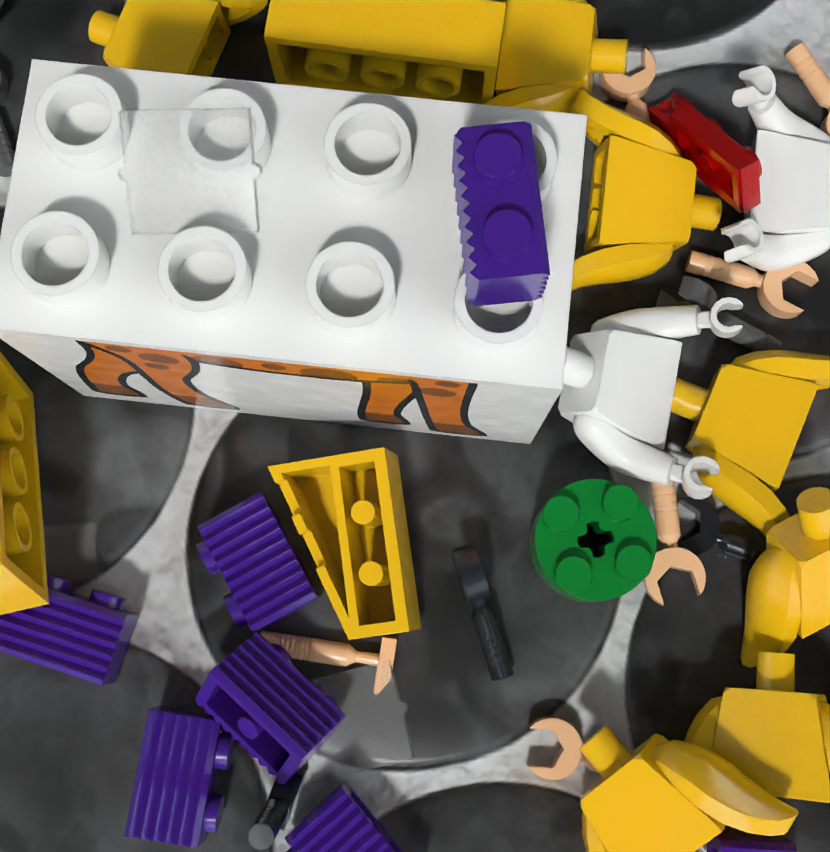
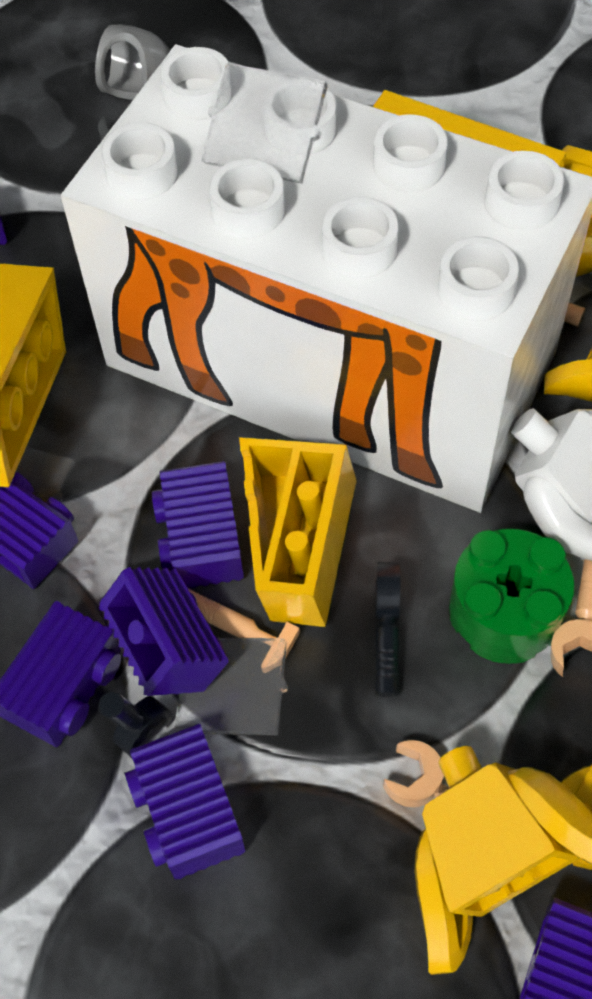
camera: 20 degrees right, 20 degrees down
(500, 213) = (497, 193): dark purple brick -> none

